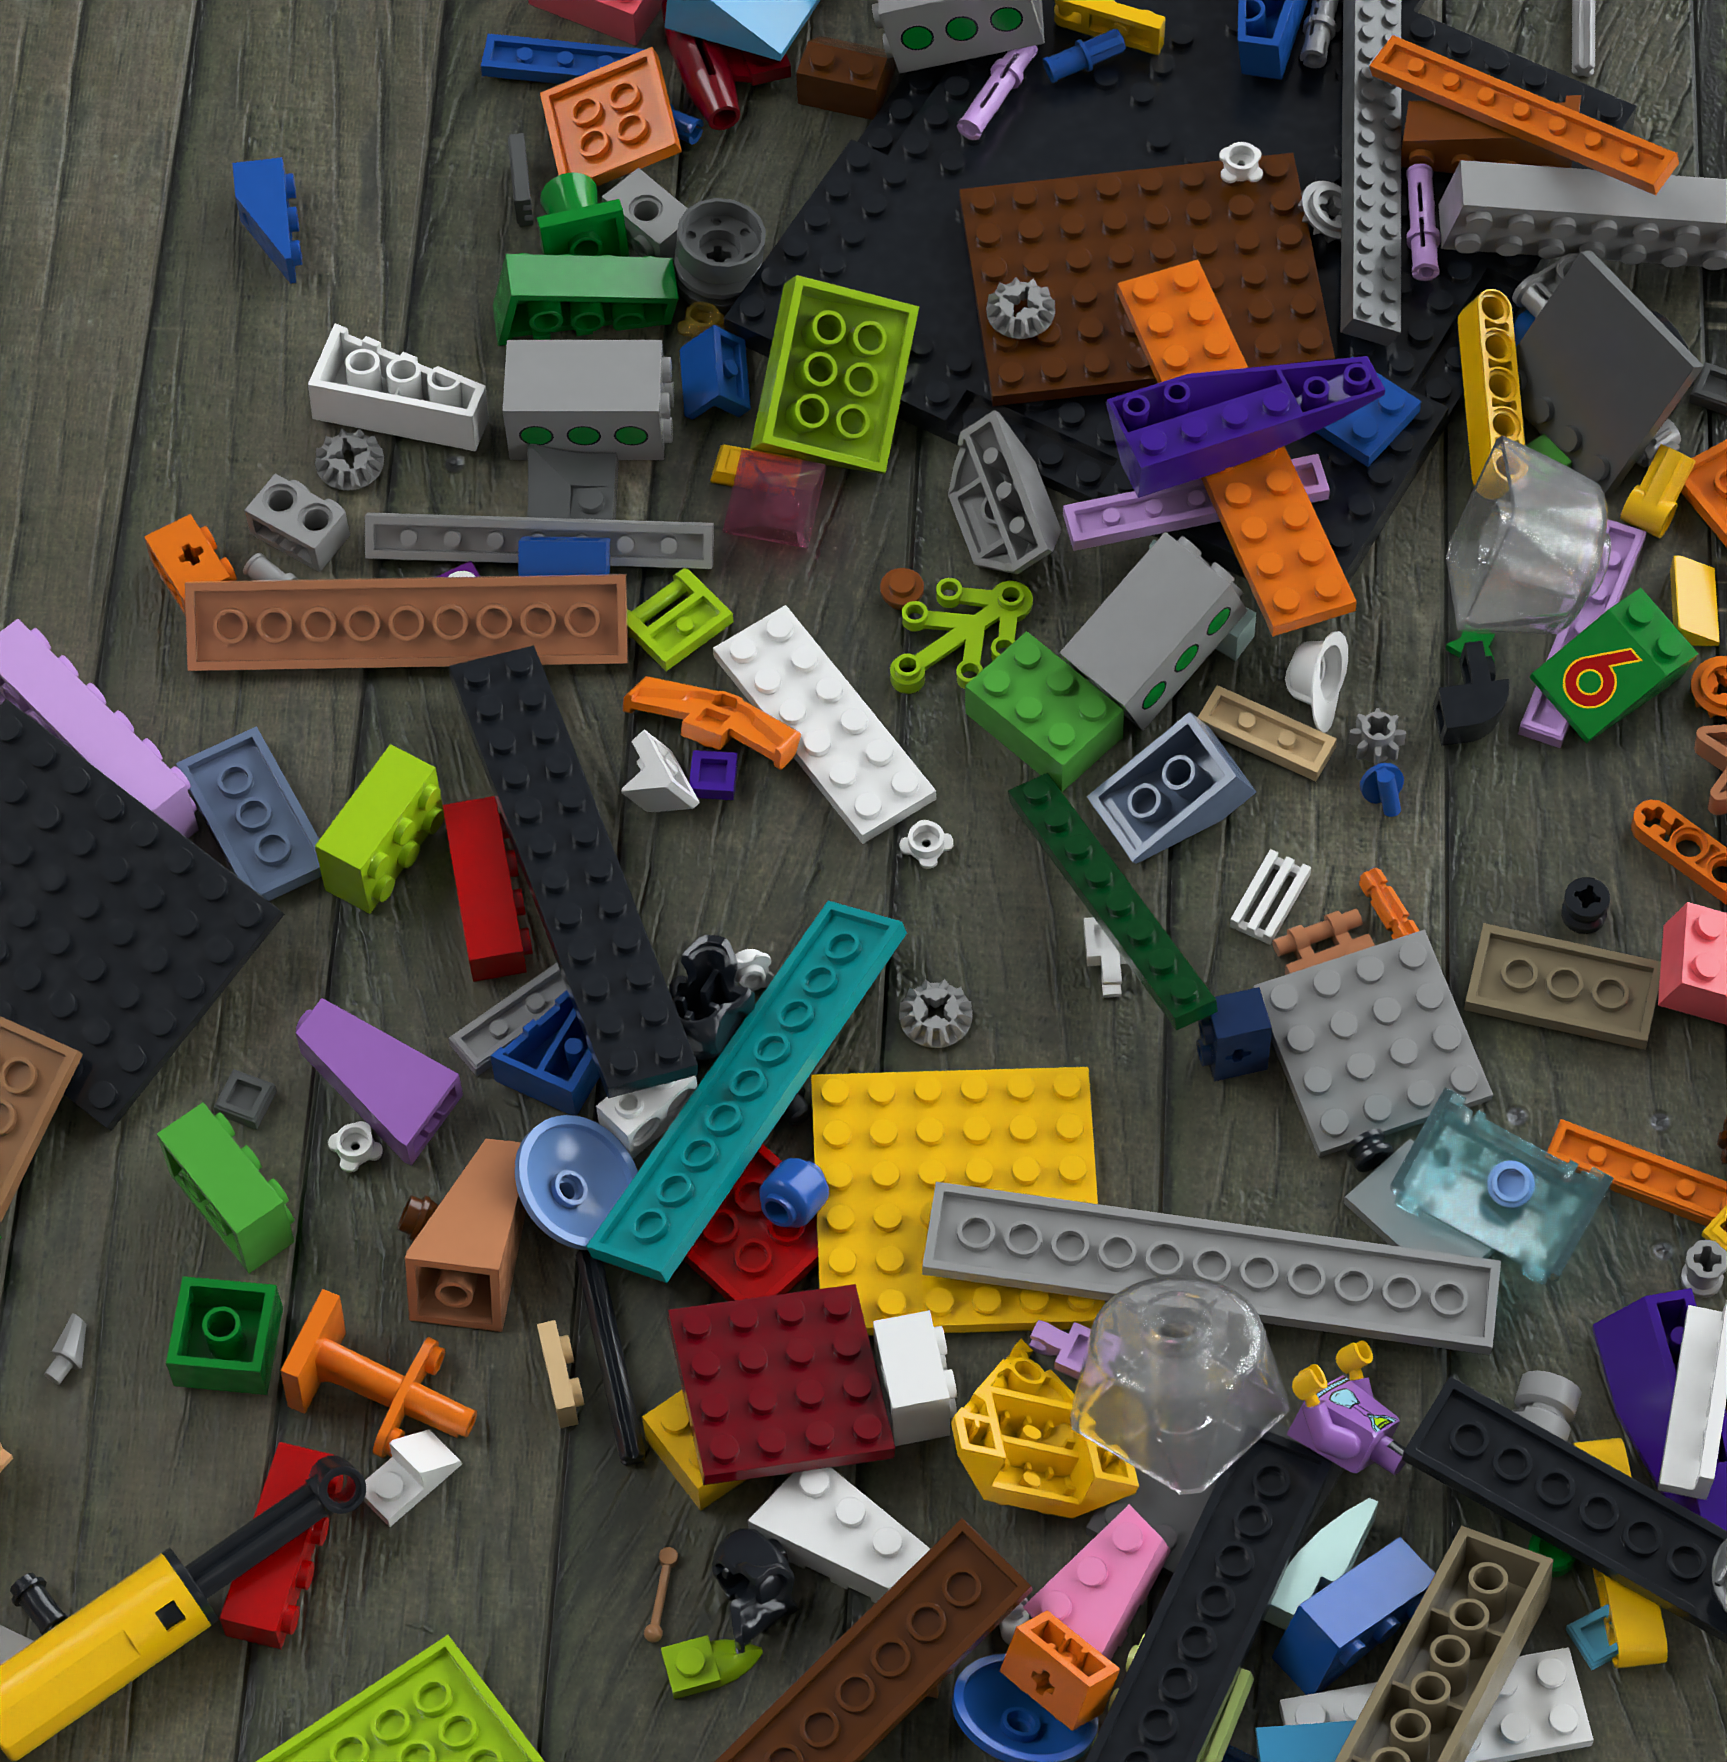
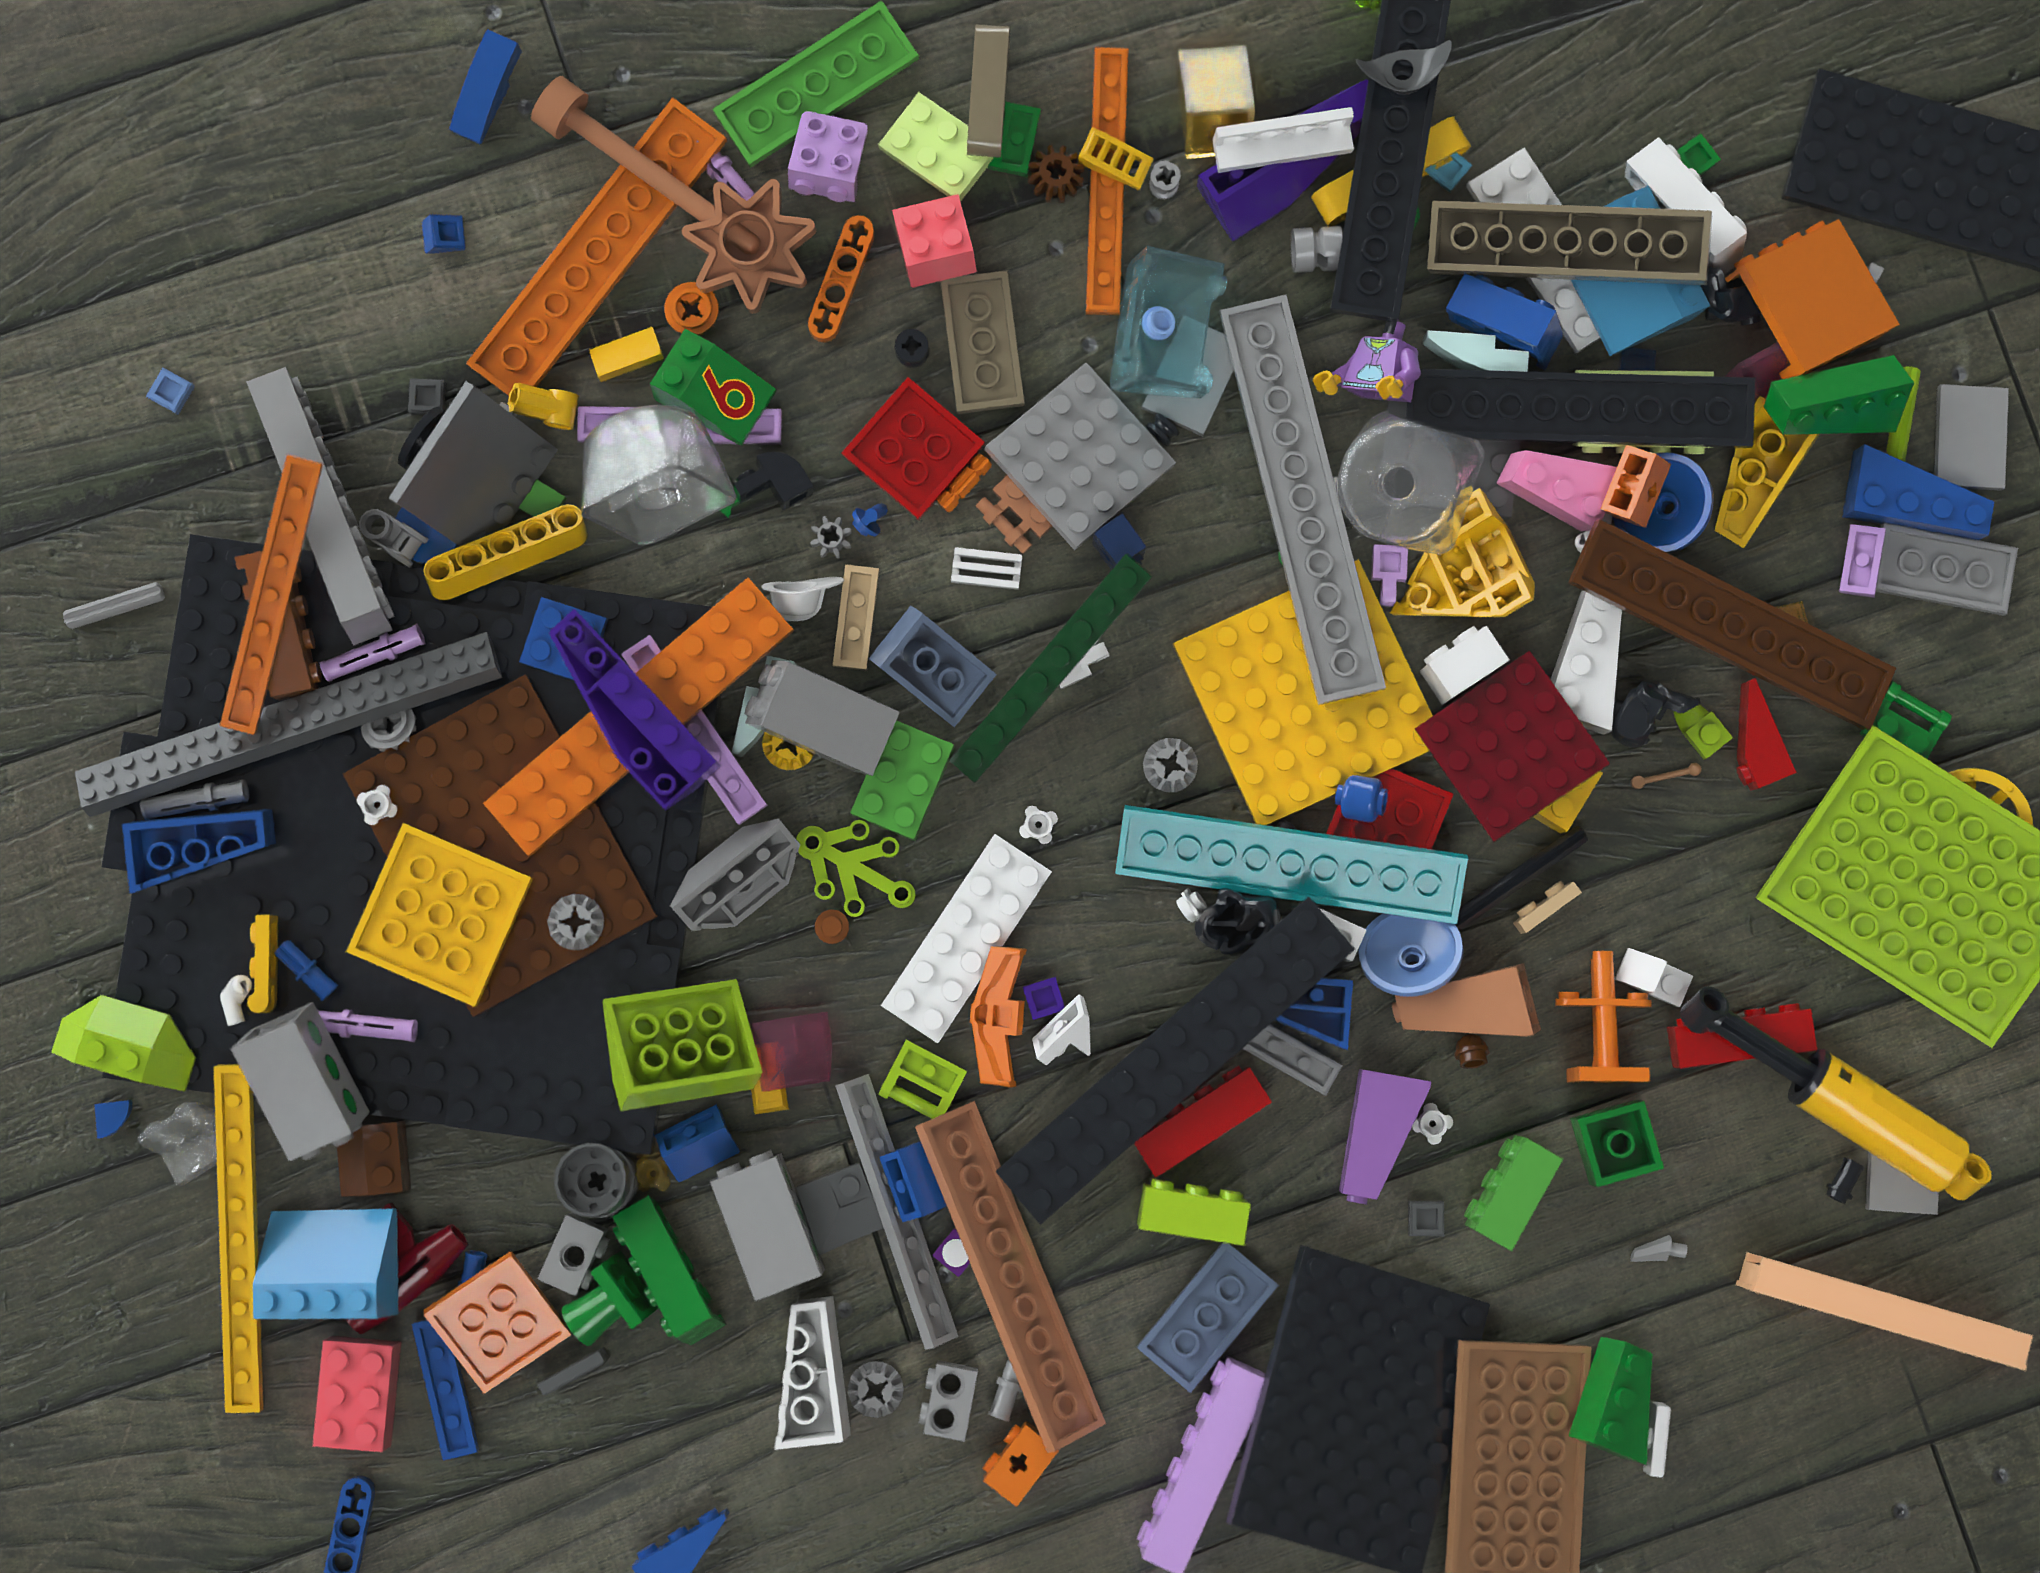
camera: 115 degrees left, 25 degrees up
(642, 1719) = (1760, 747): none -> red slope
(1087, 182) = (439, 915): none -> yellow plate
(1455, 863) = (913, 448): none -> red plate

